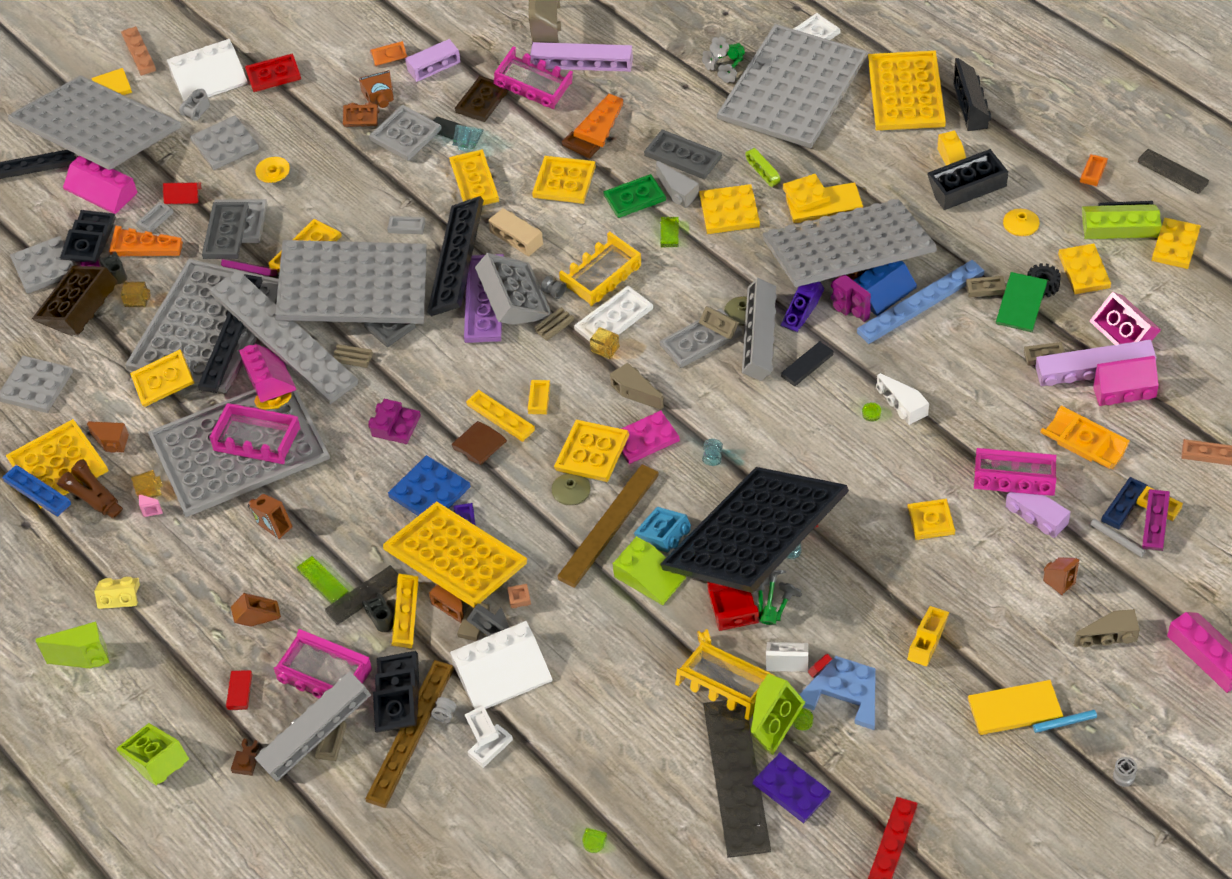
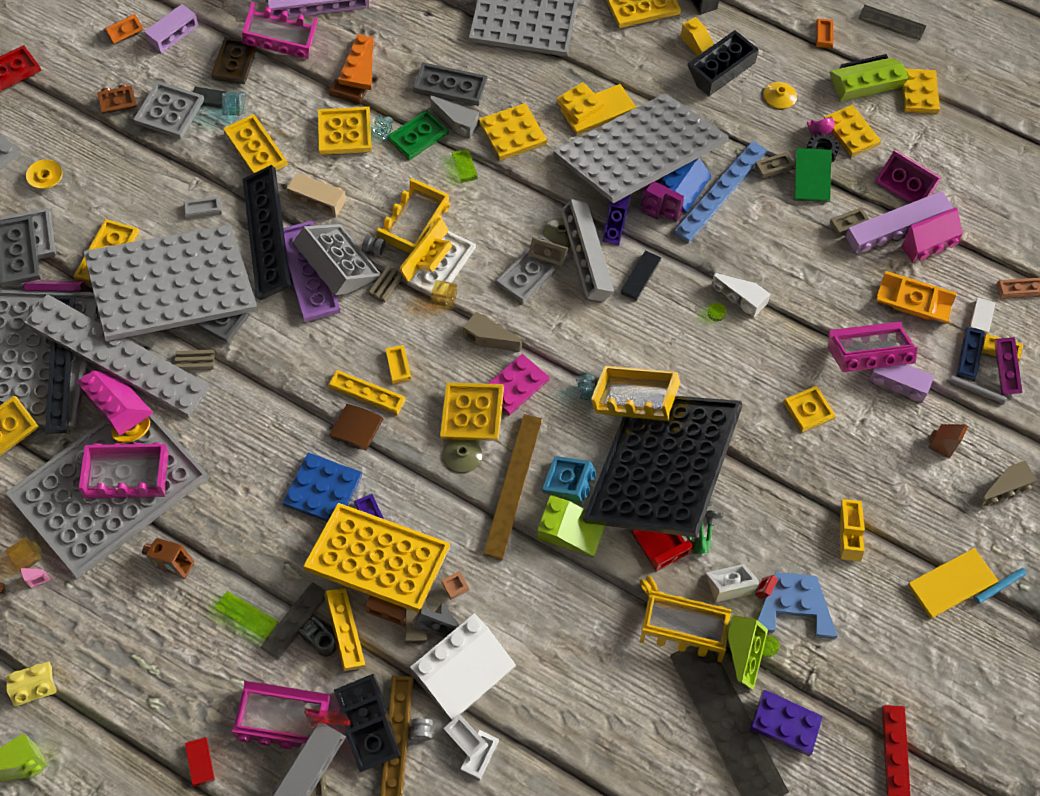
camera: 25 degrees left, 10 degrees up
(254, 610) = (188, 668): dark orange slope -> none
(359, 672) = (326, 717): none -> clear red piece
(377, 88) = (125, 68): dark orange torso -> none
(393, 421) = (262, 423): magenta plate -> none
(601, 301) = (428, 252): none -> yellow bracket
(602, 181) = (383, 126): none -> clear light blue tile
(753, 463) = (635, 392): none -> window
(762, 167) = (530, 83): lime beam -> none
(1050, 256) = (823, 126): none -> dark pink hair
(1153, 469) = (982, 315): none -> white tile

